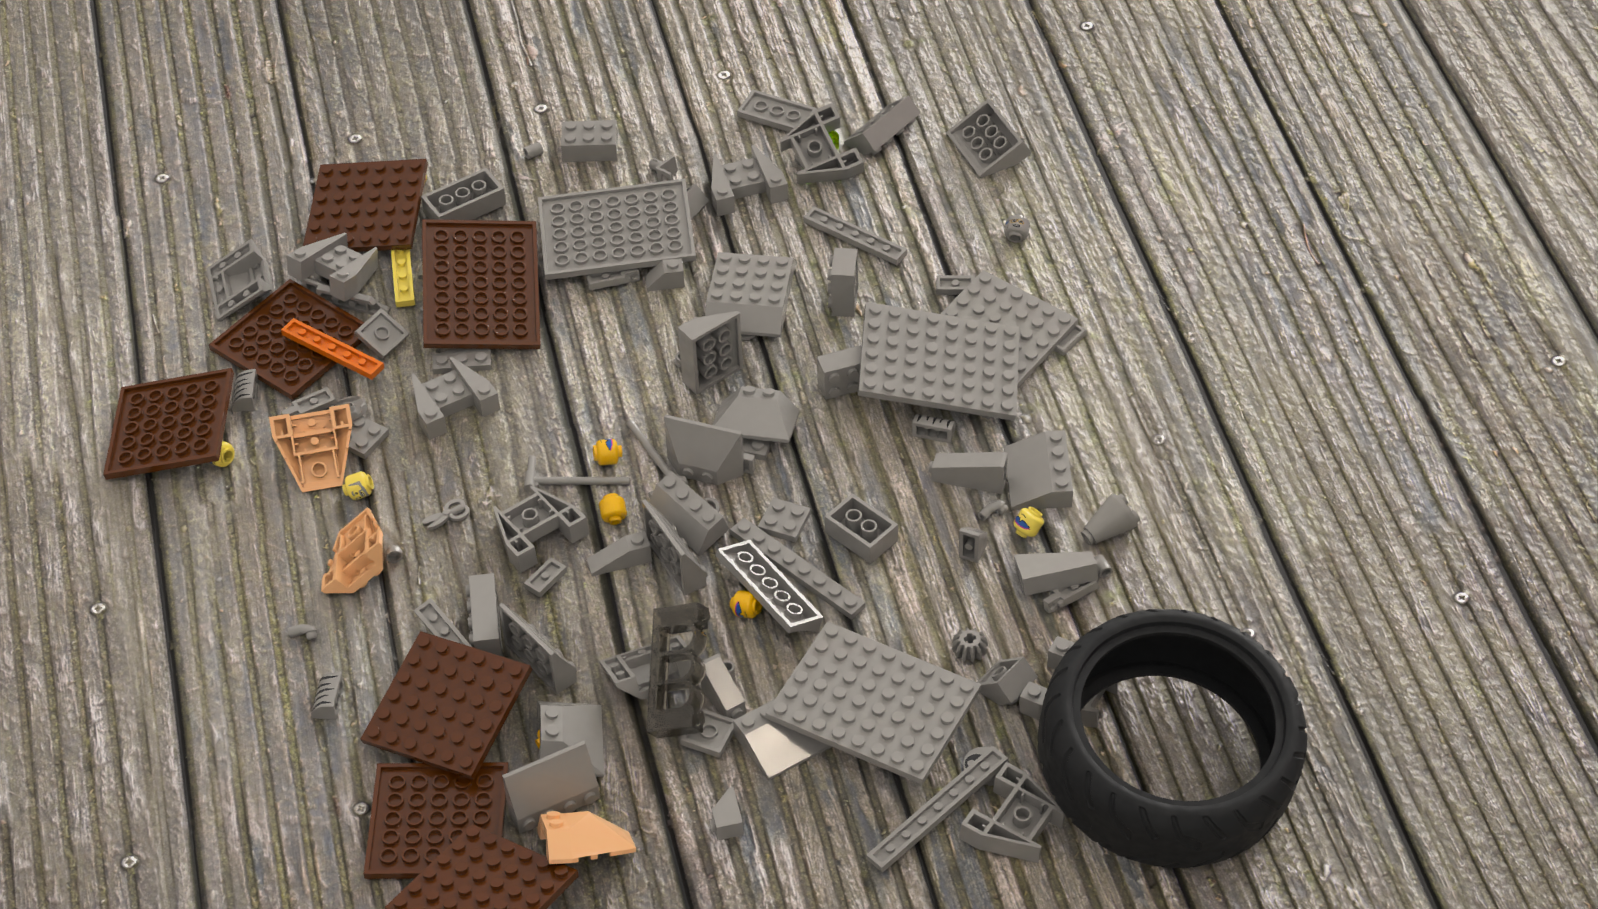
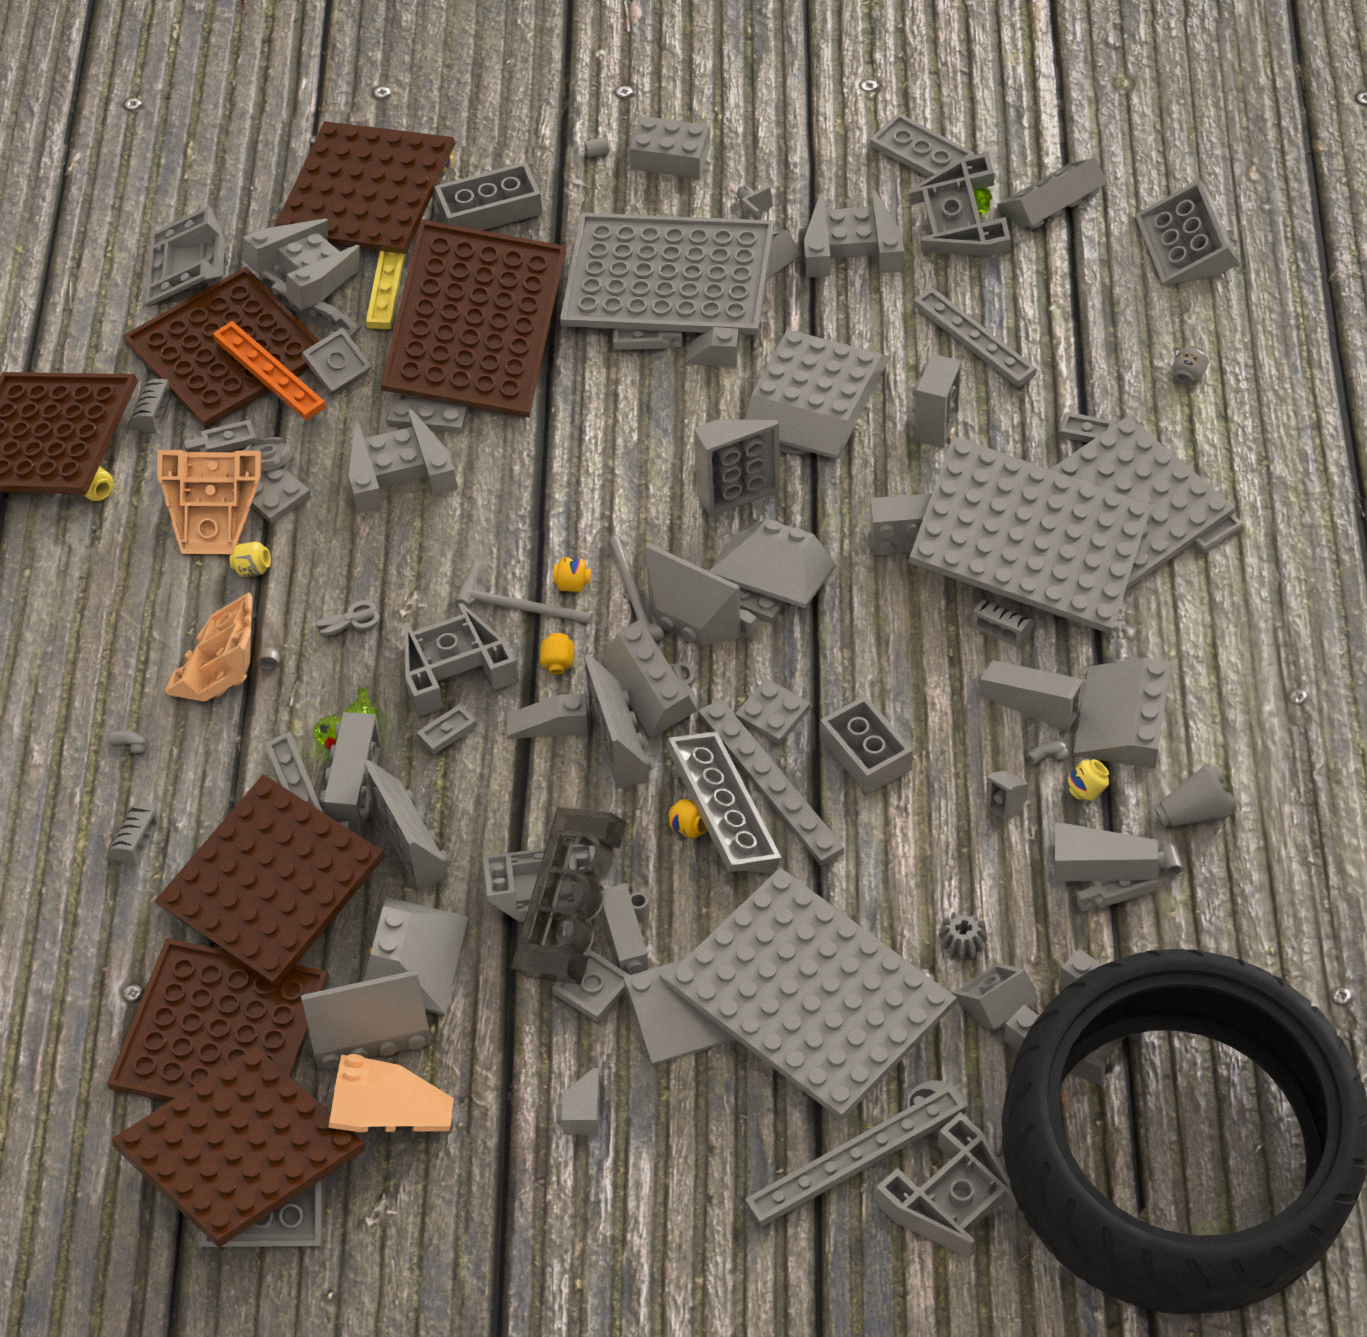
camera: 15 degrees right, 5 degrees up
(456, 593) = (325, 728): none -> clear neon green animal

